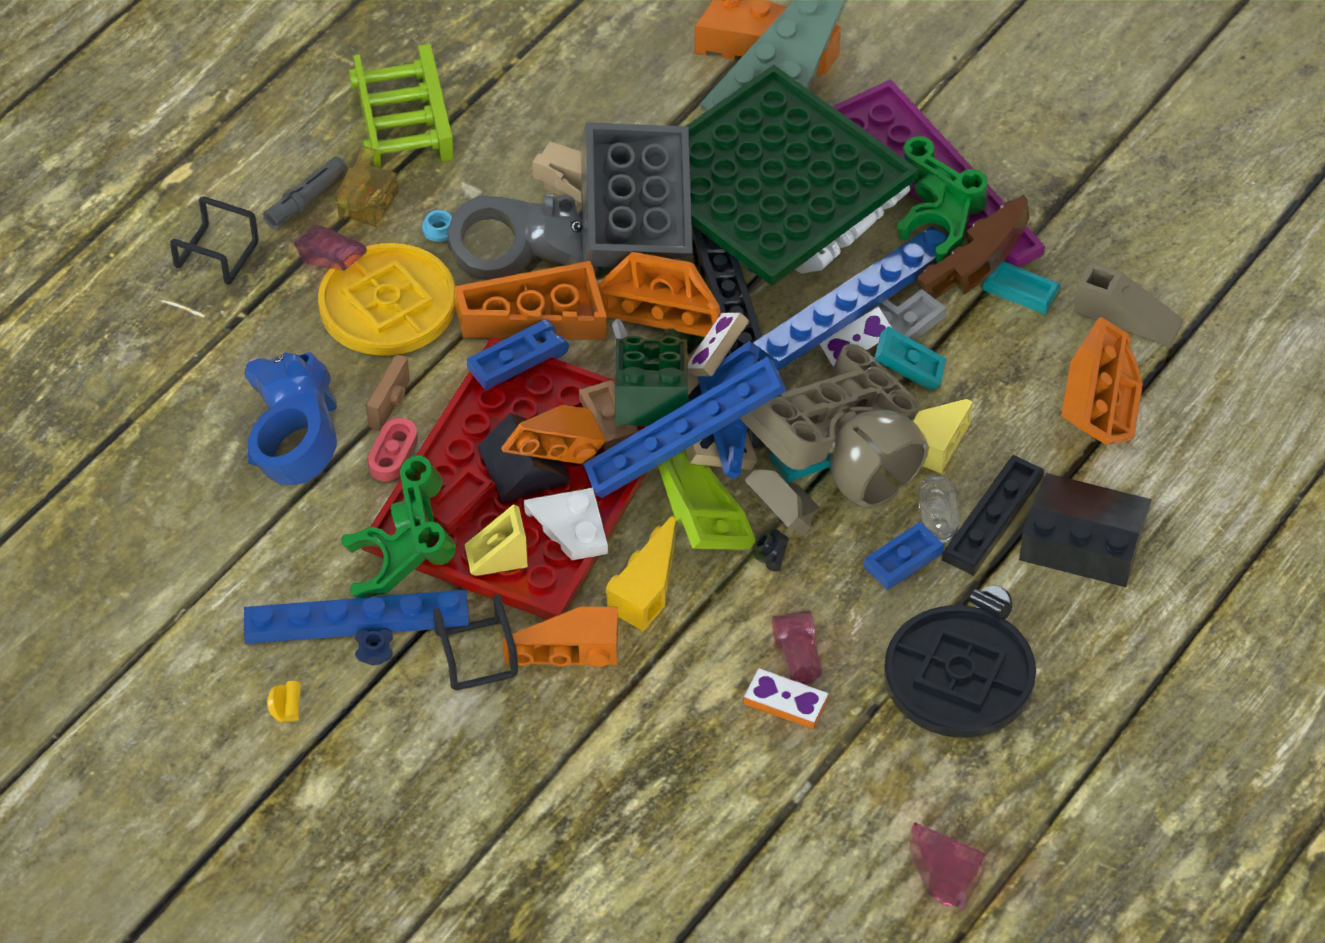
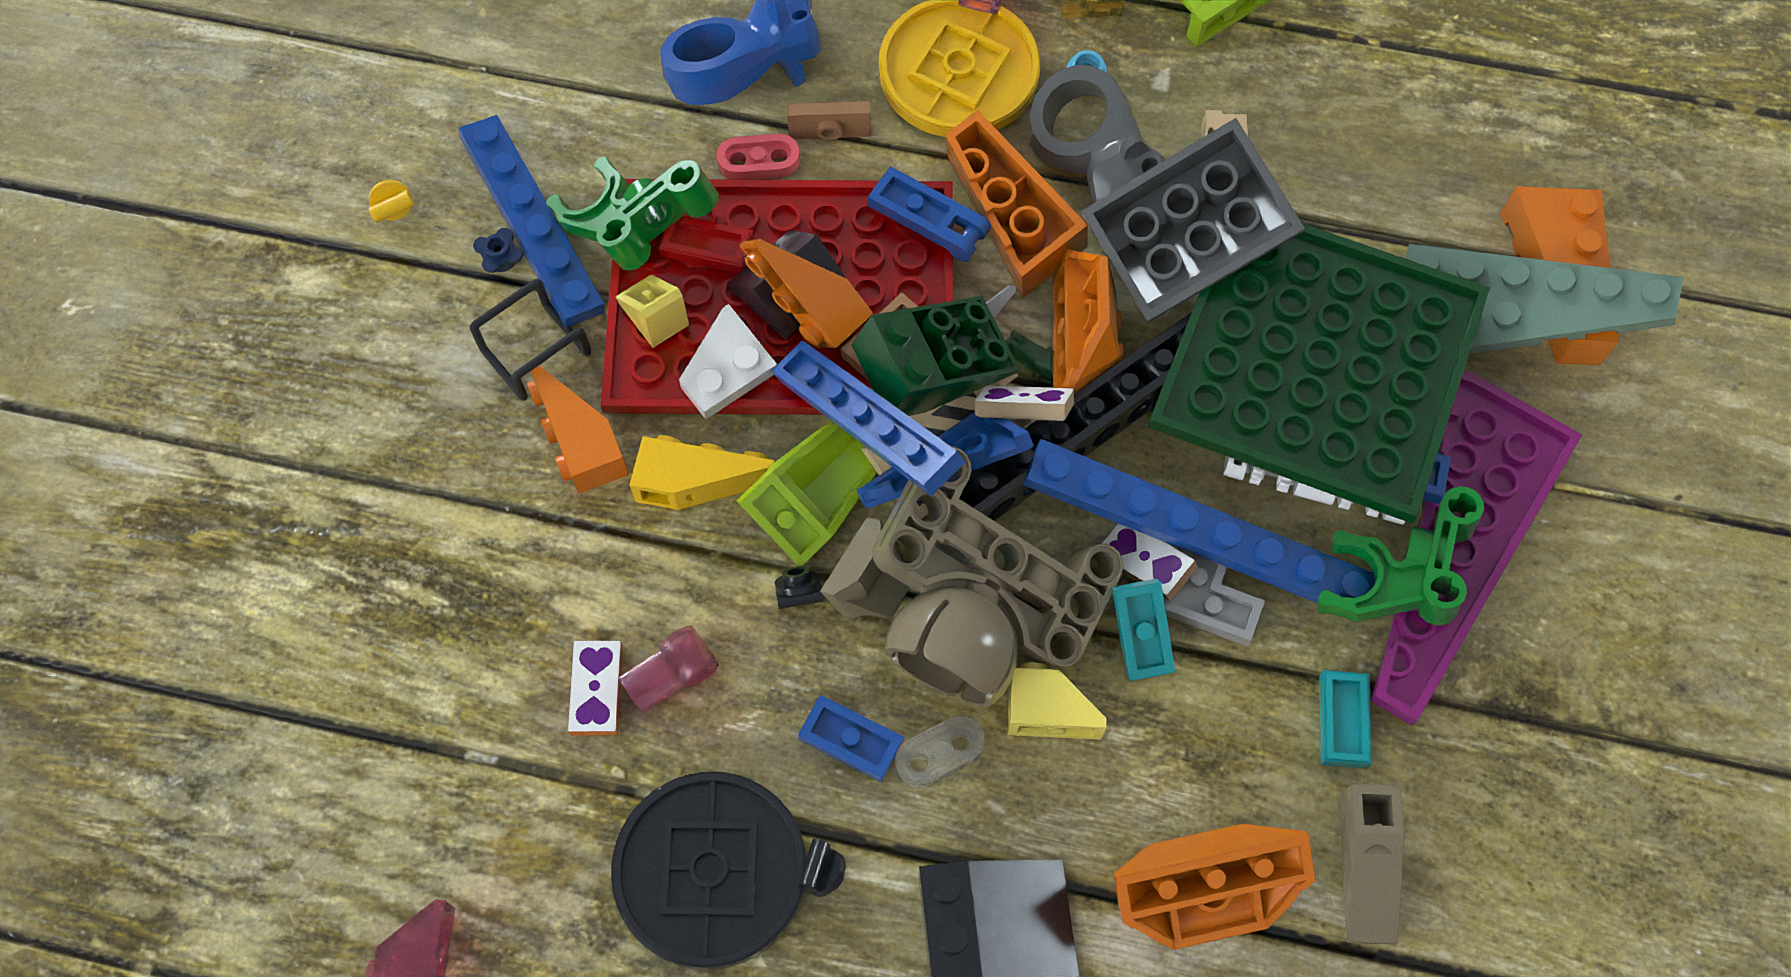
camera: 65 degrees right, 15 degrees up
(988, 247) = (1370, 653): reddish brown slope -> none
(993, 515) = (969, 820): black tile -> none

